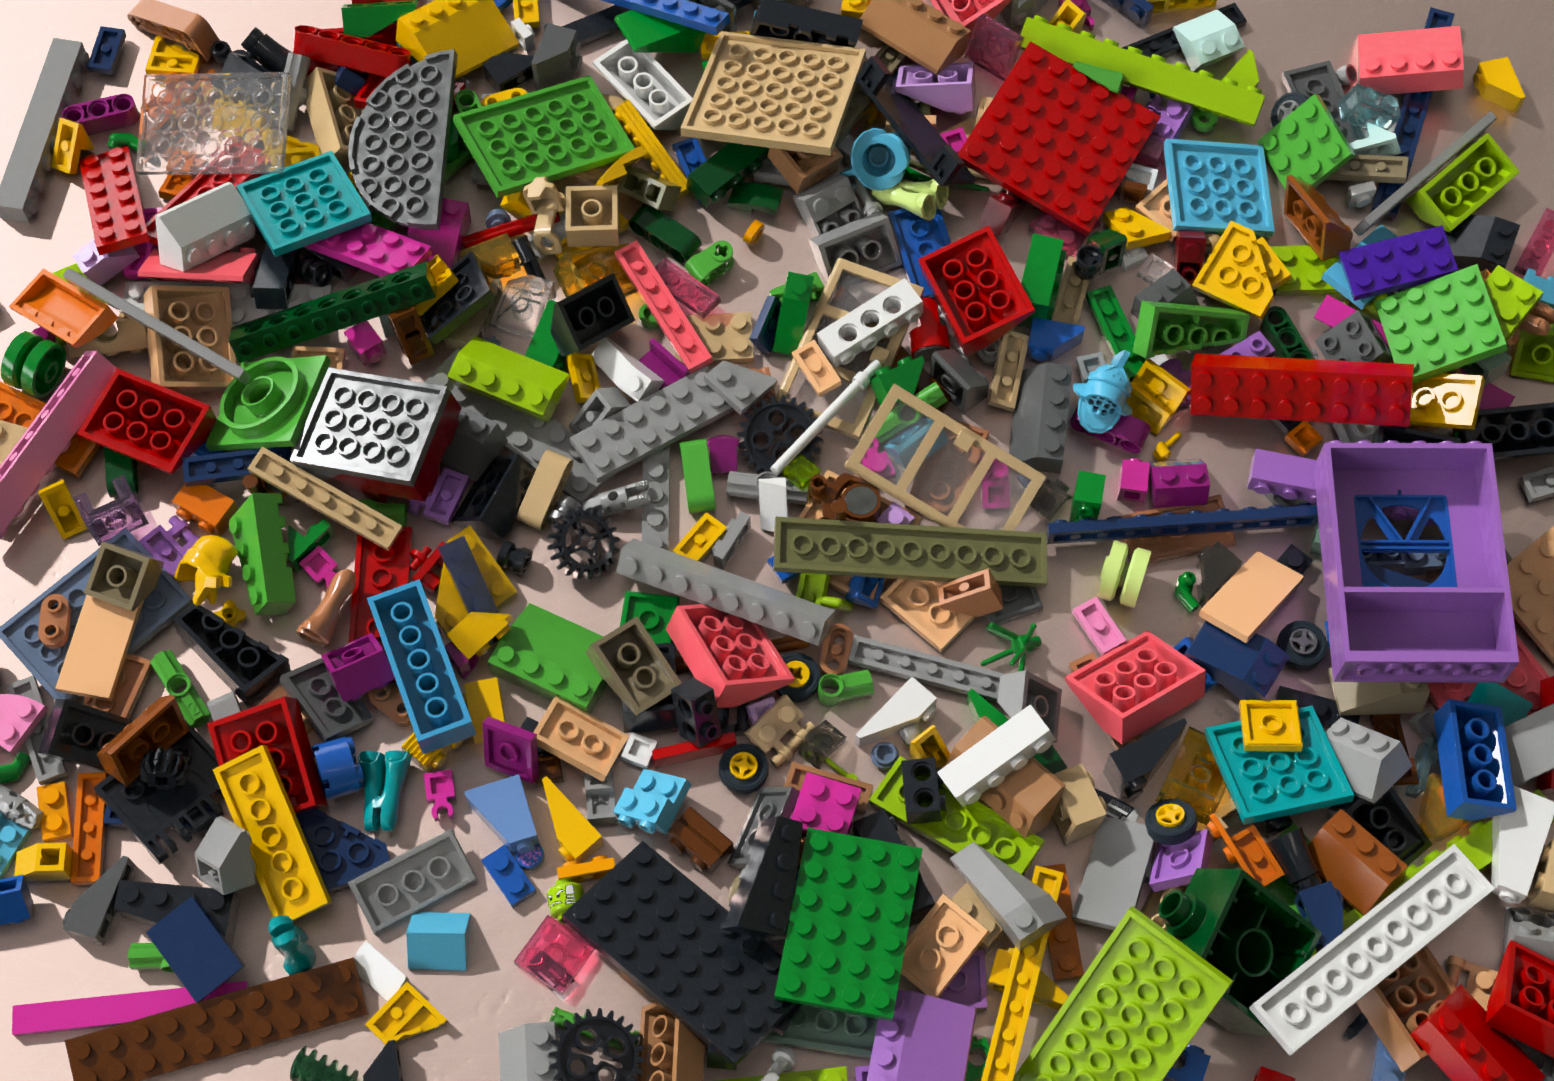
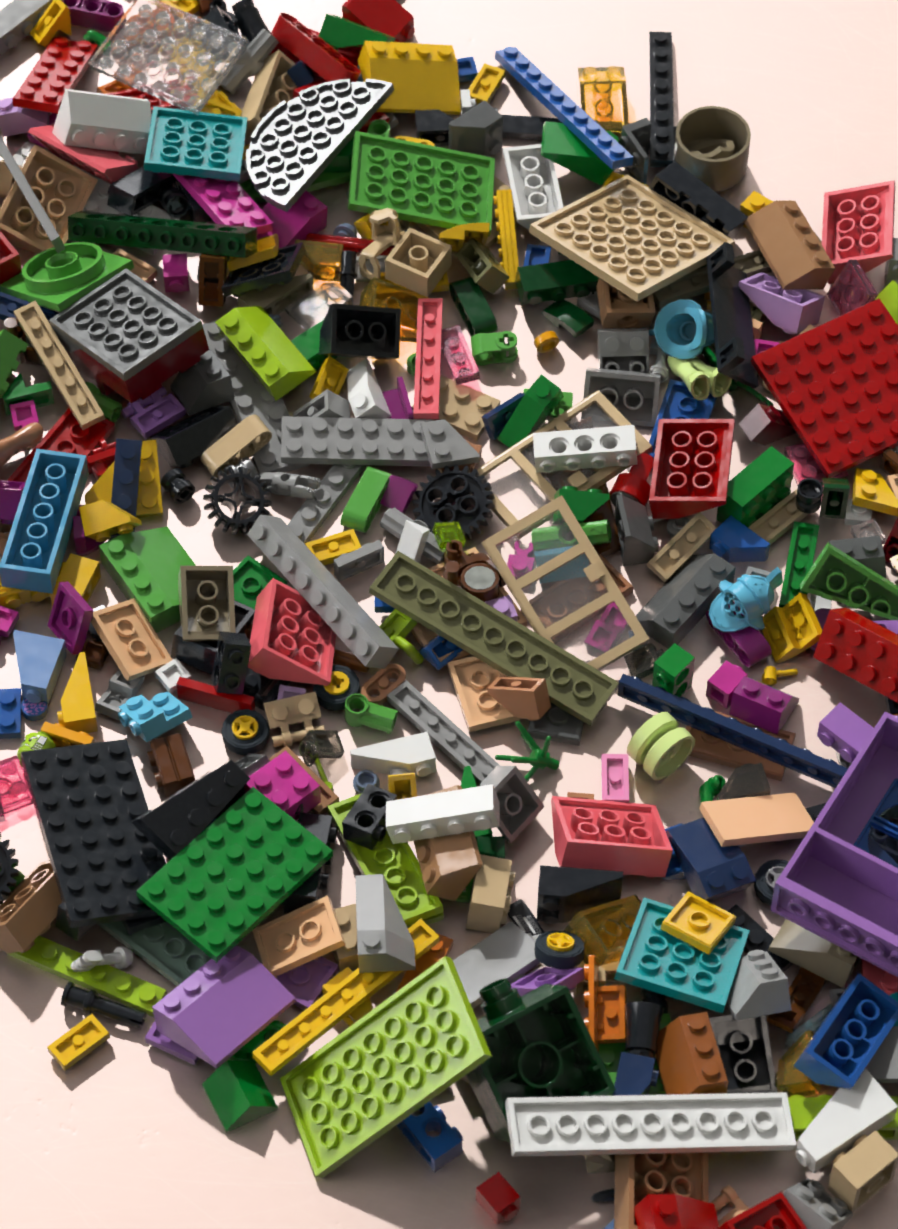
camera: 30 degrees right, 10 degrees down
(816, 368) = (517, 463): light nougat plate -> none
(859, 382) = (545, 490): white bar -> none

